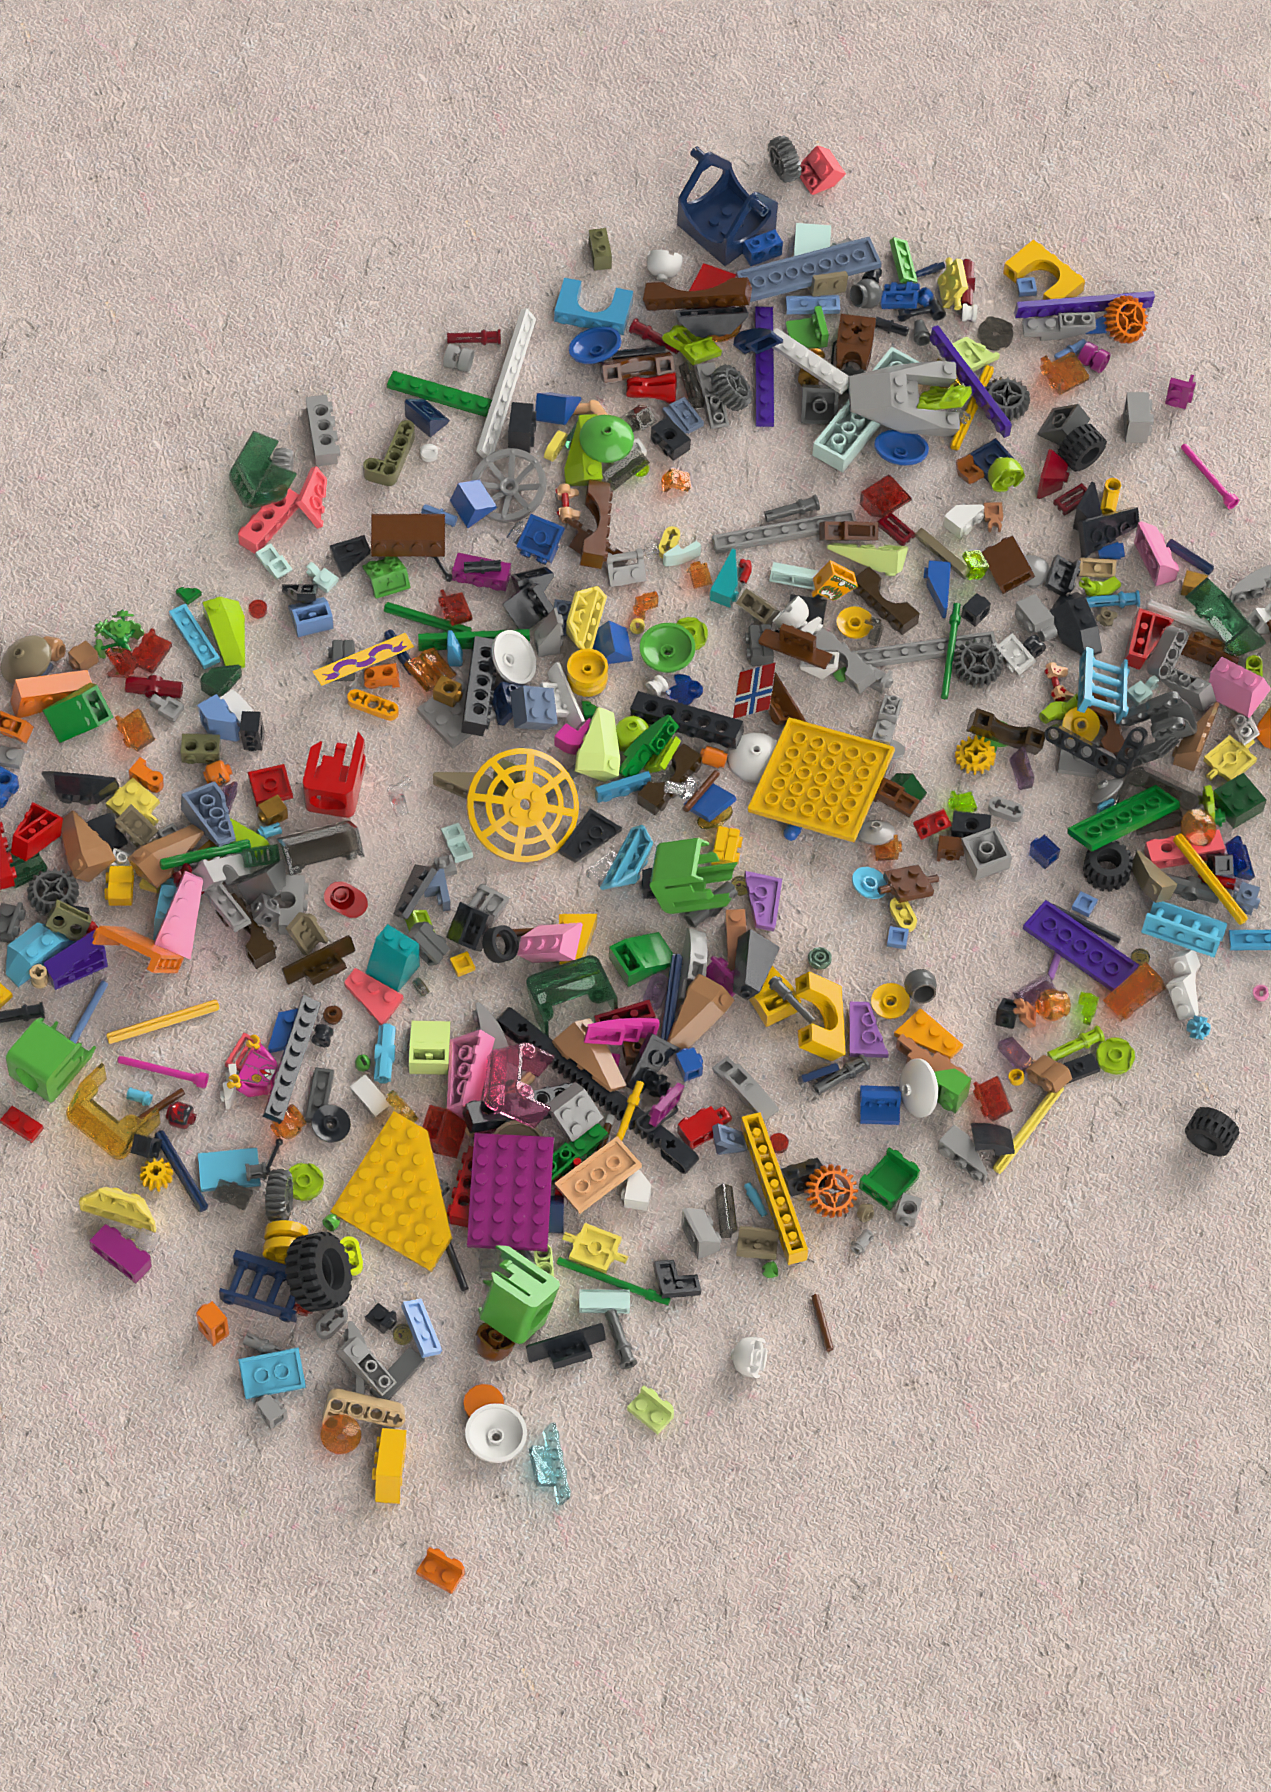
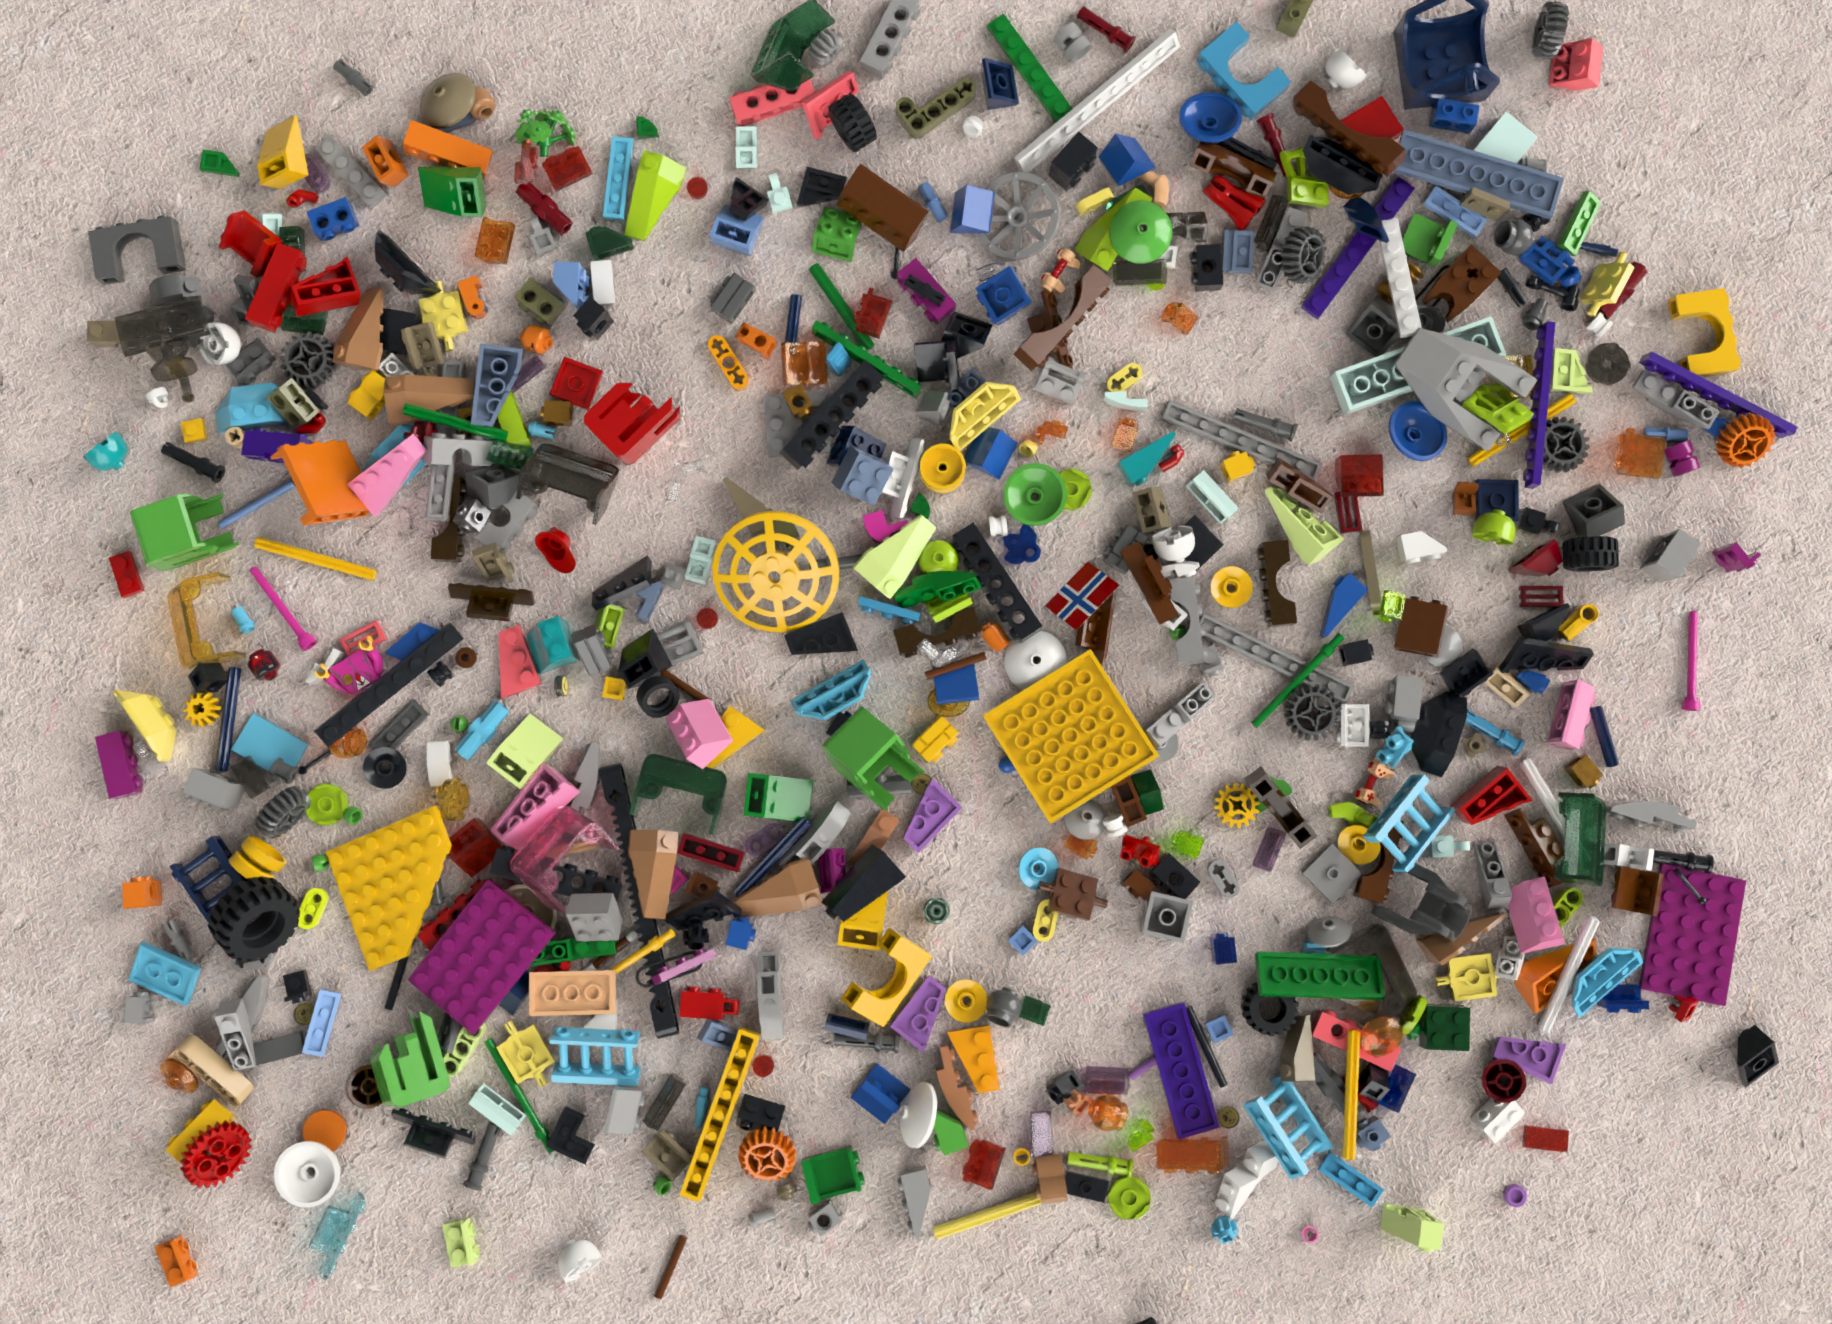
camera: 35 degrees right, 25 degrees up
(83, 656) = (501, 131): medium nougat brick -> none
(164, 1103) = (246, 641): reddish brown bar -> none
(212, 1215) = (214, 789): none -> light grey brick
(331, 1173) = (355, 818): none -> bright green hinge
(342, 495) = (852, 122): none -> black tyre
(363, 659) = (747, 312): yellow sticker -> none
(416, 1458) = (207, 1168): none -> red gear
(493, 877) = (707, 618): none -> clear red tile
(513, 657) = (892, 411): white dish -> none
(619, 1030) = (687, 867): dark pink slope -> none
(666, 1218) = (595, 1073): none -> medium azure fence
(786, 994) = (868, 937): dark grey pin -> none
(795, 546) = (1237, 466): none -> yellow brick
(833, 581) = (1241, 534): light orange torso -> none
(876, 633) = (1245, 609): clear smoke bracket -> none
(900, 821) = (1114, 825): none -> white wheel
(947, 978) = (1035, 1010): none -> clear green panel
(992, 1136) = (950, 1206): black slope -> none
(994, 515) = (1451, 561): nougat plate -> none
(1026, 286) = (1677, 333): medium blue plate -> none
(1029, 457) = (1535, 521): none -> black plate
(1053, 646) = (1395, 747): none -> medium azure hips
(1097, 751) = (1350, 891): black beam -> none
(1099, 588) = (1490, 712): lime arm -> none
(1167, 652) = (1499, 830): light grey beam -> none

